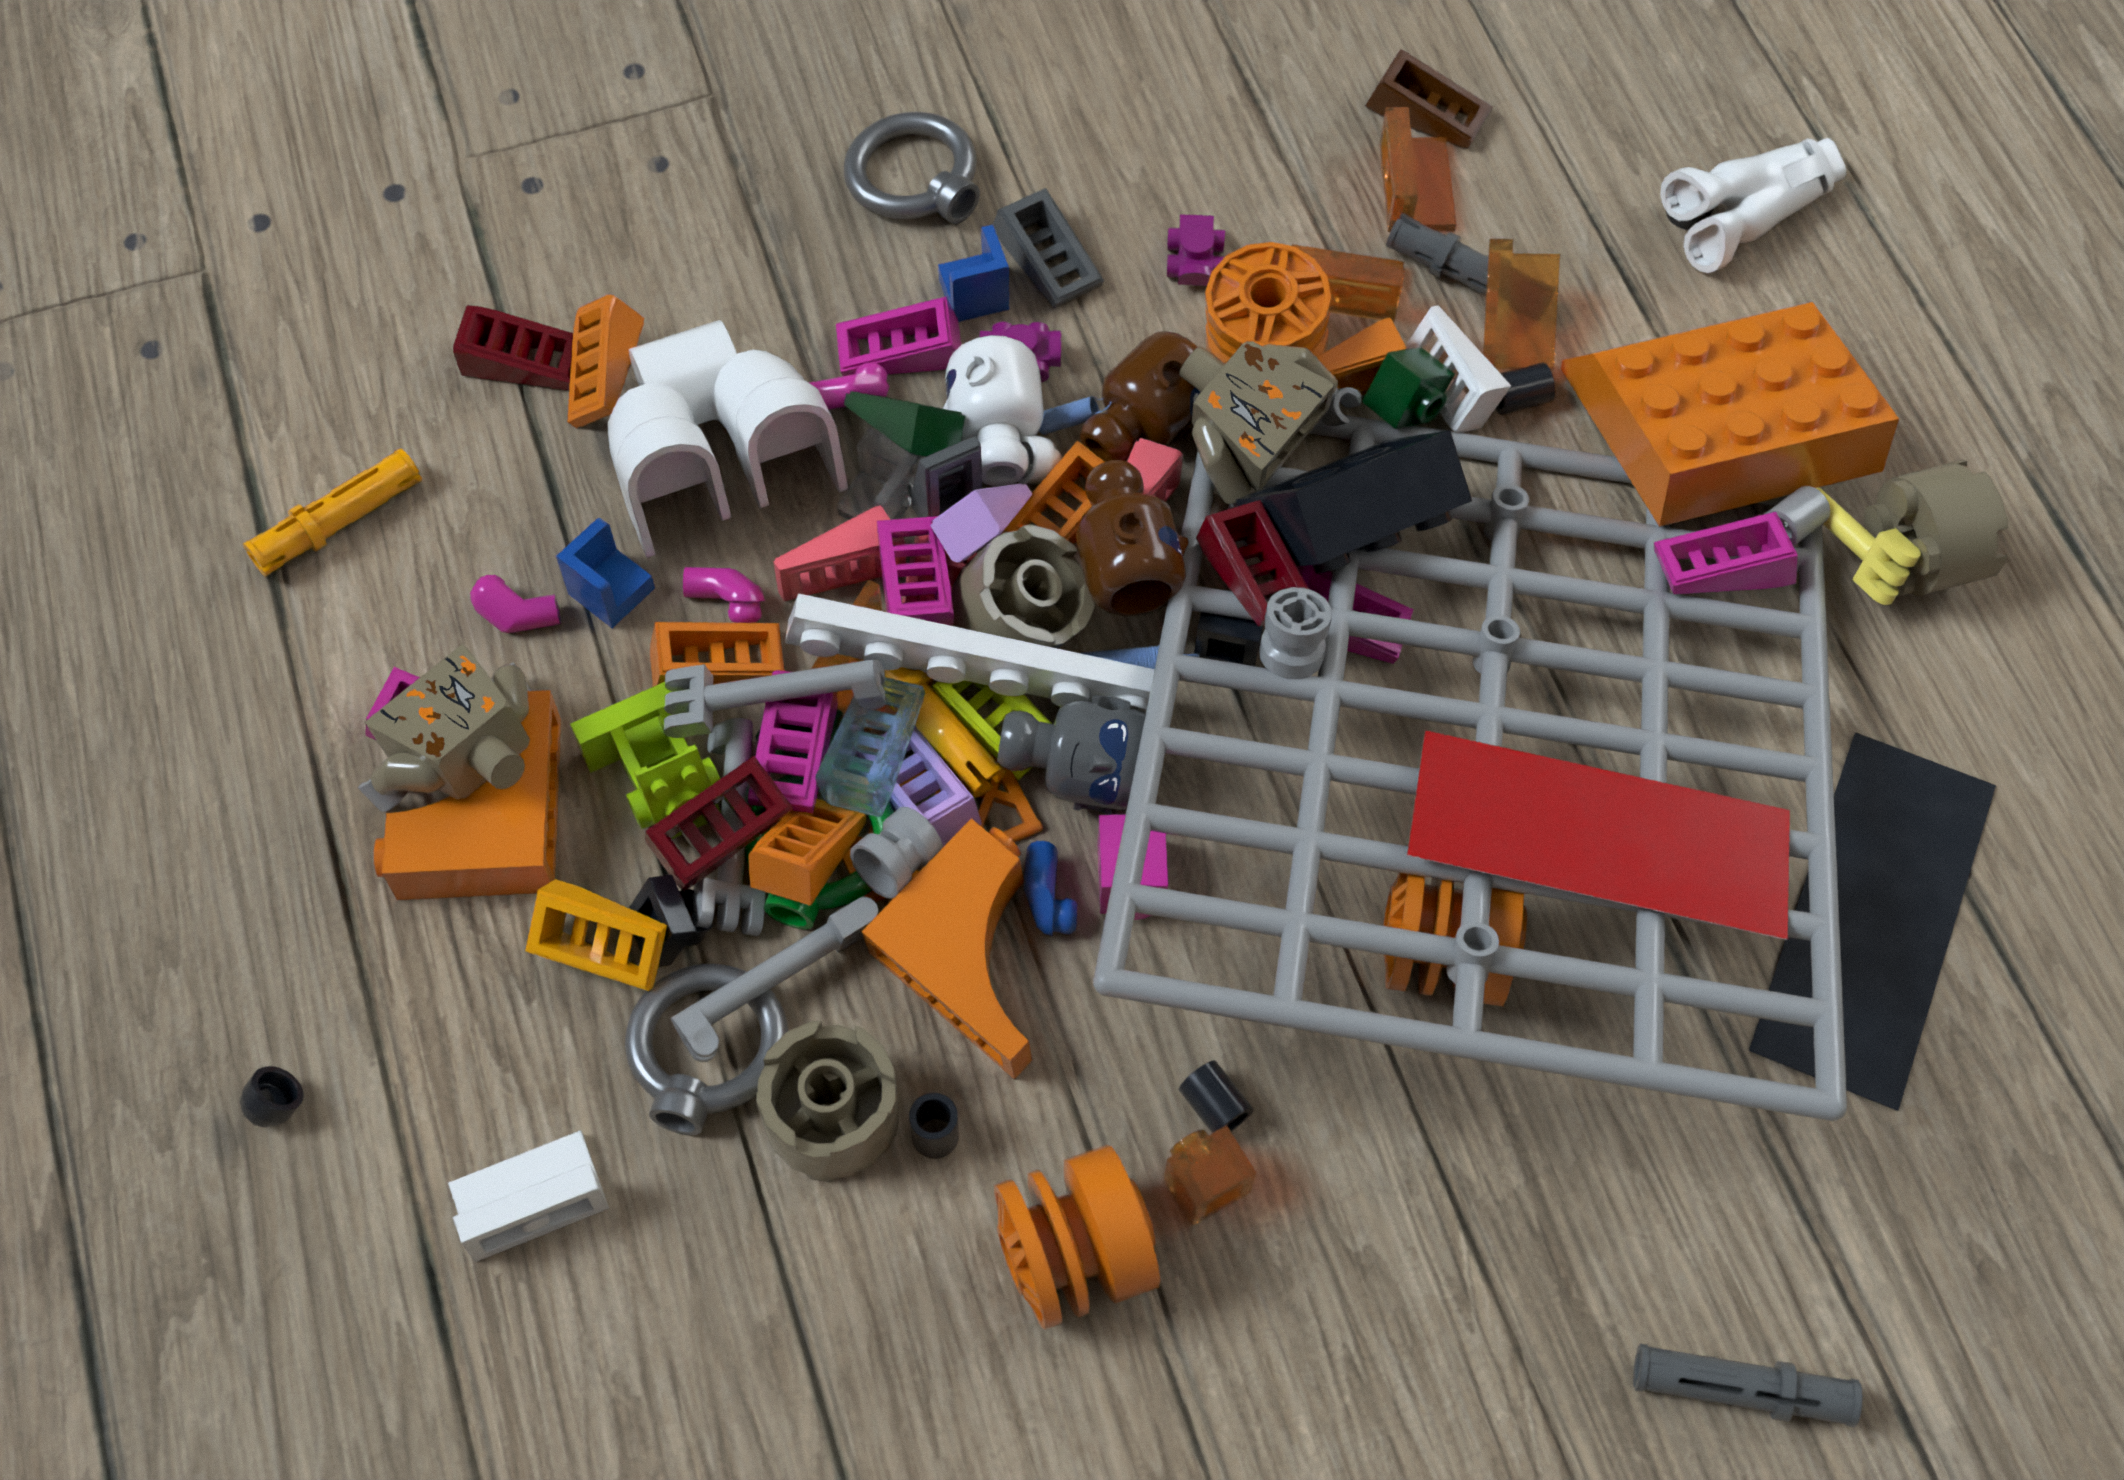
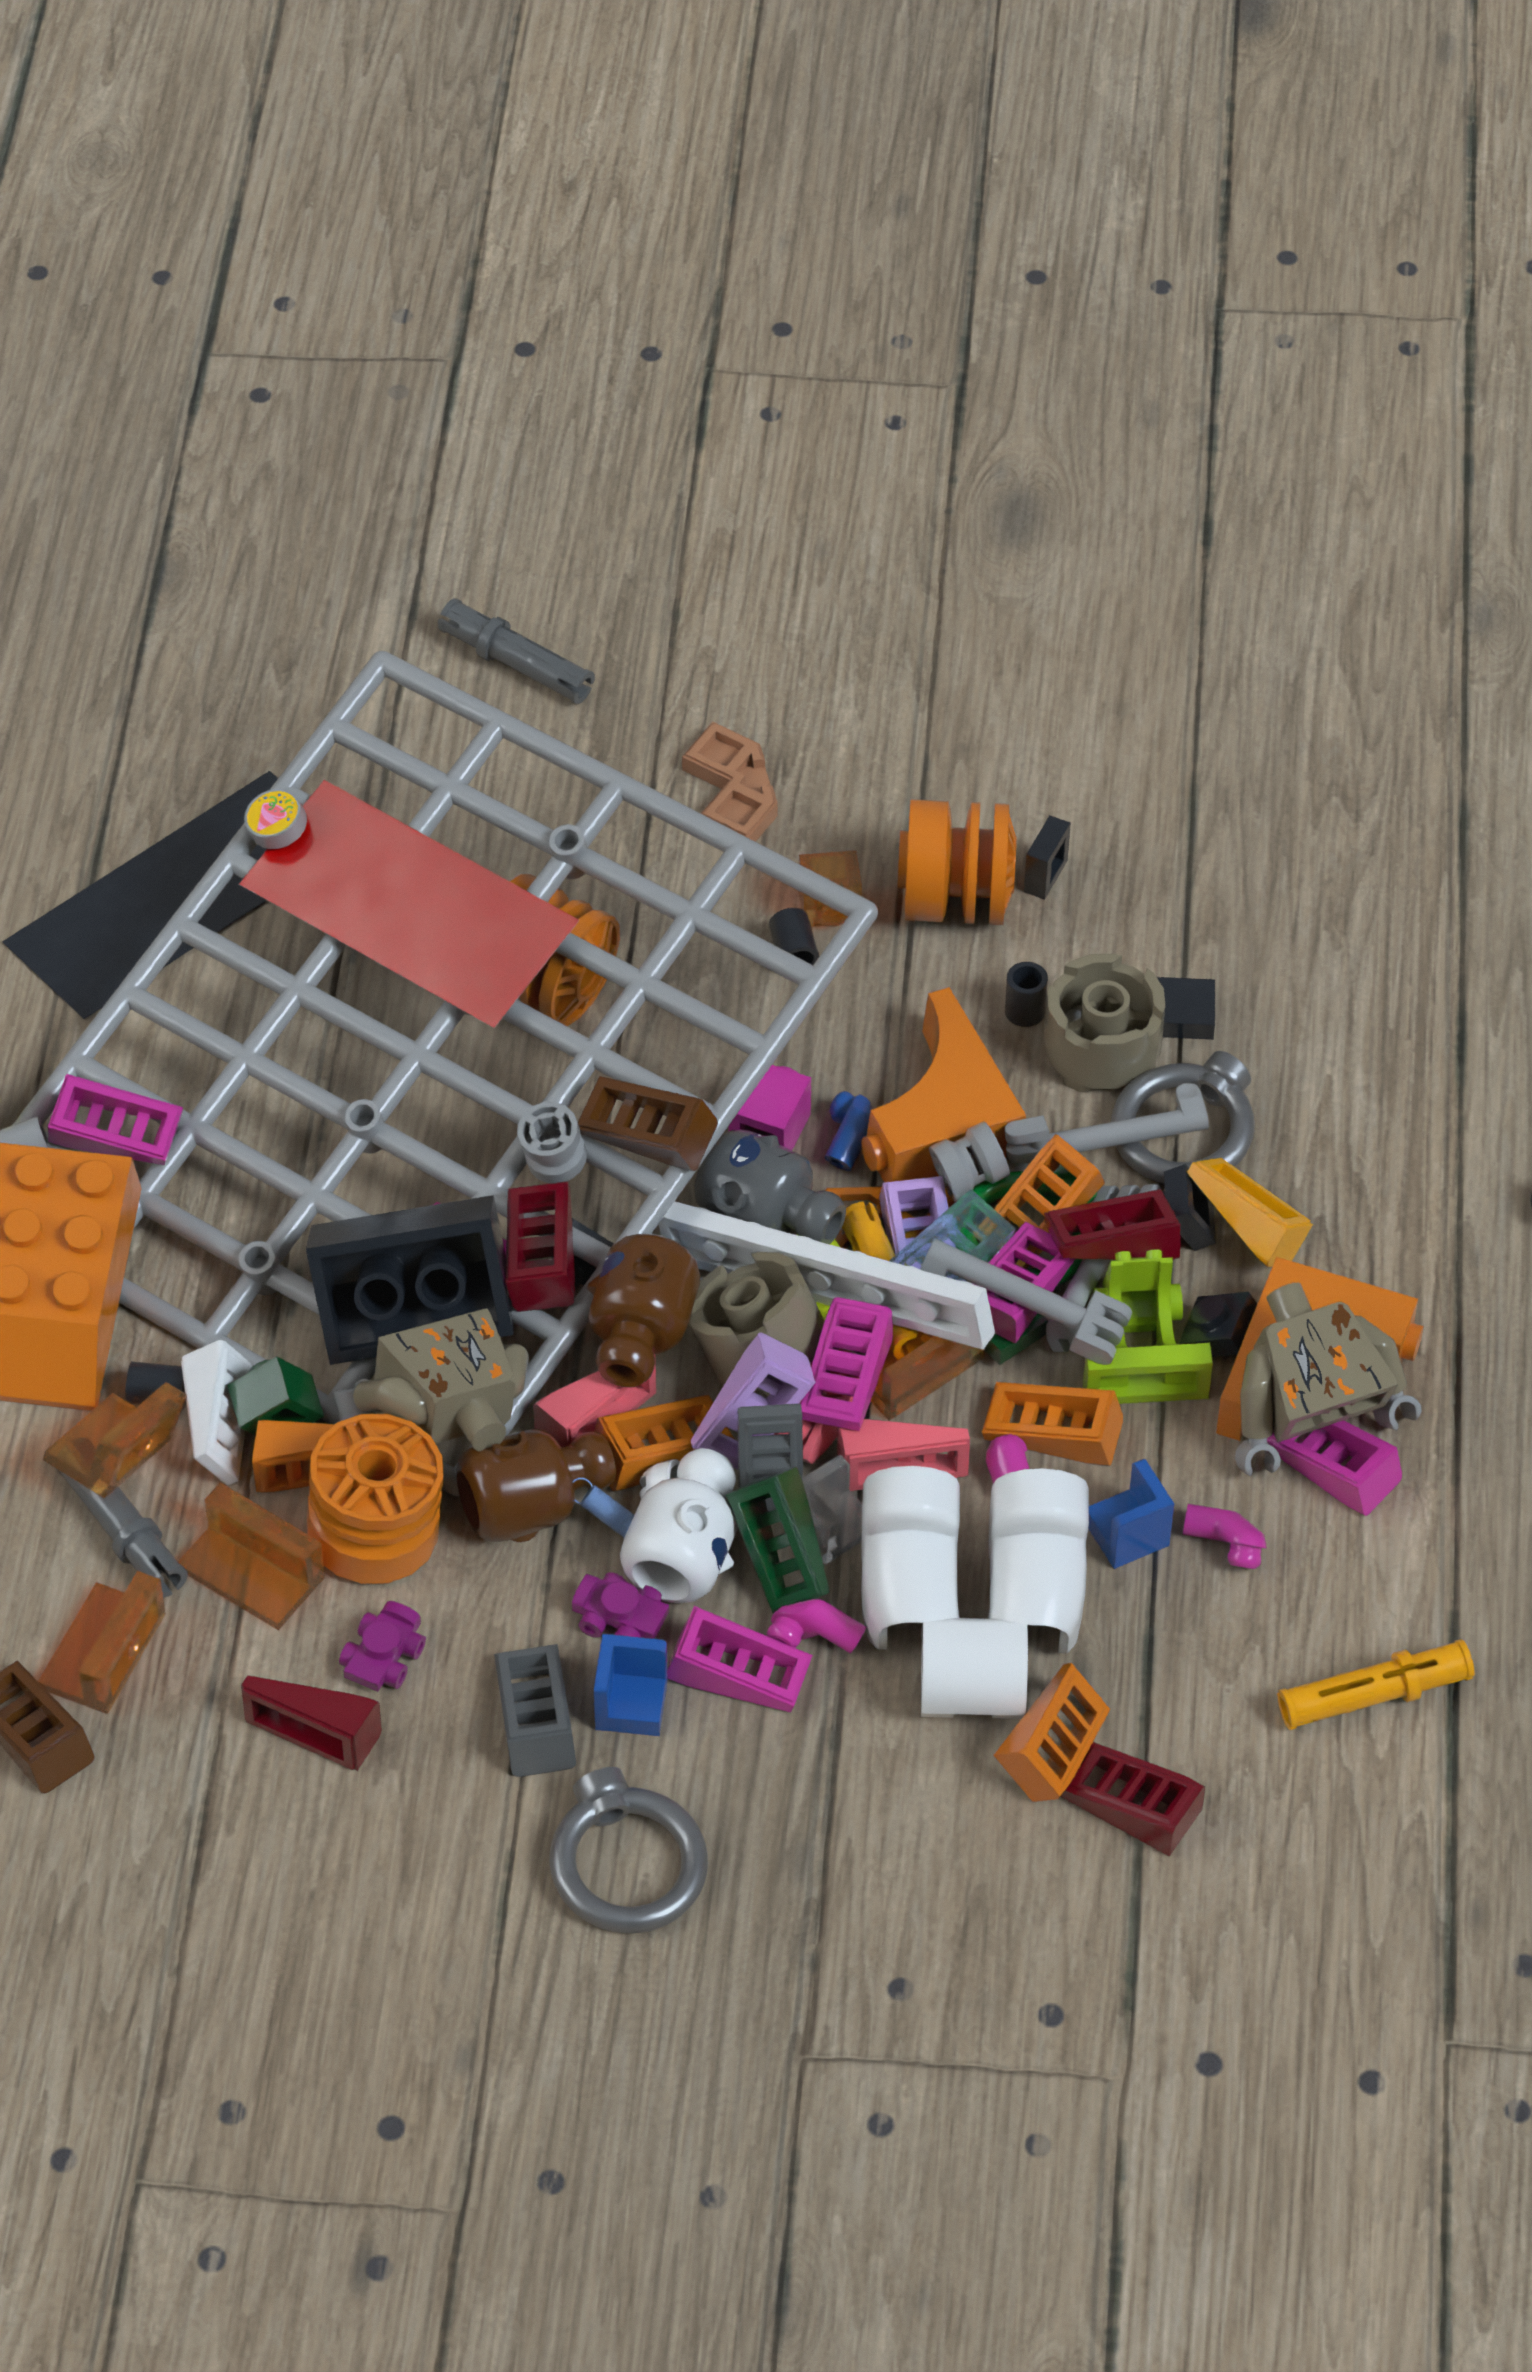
camera: 155 degrees left, 10 degrees down
(526, 1196) = (1367, 1062): white panel -> none
(586, 805) = (1220, 1321): none -> black plate
(758, 1198) = (1189, 1008): none -> black tile
(987, 1328) = (1047, 857): none -> black tile
(1193, 684) = (681, 1138): none -> reddish brown slope
(1214, 166) = (317, 1719): none -> dark red slope
(1404, 1333) = (739, 770): none -> nougat tile
(1801, 867) = (275, 818): none -> tile

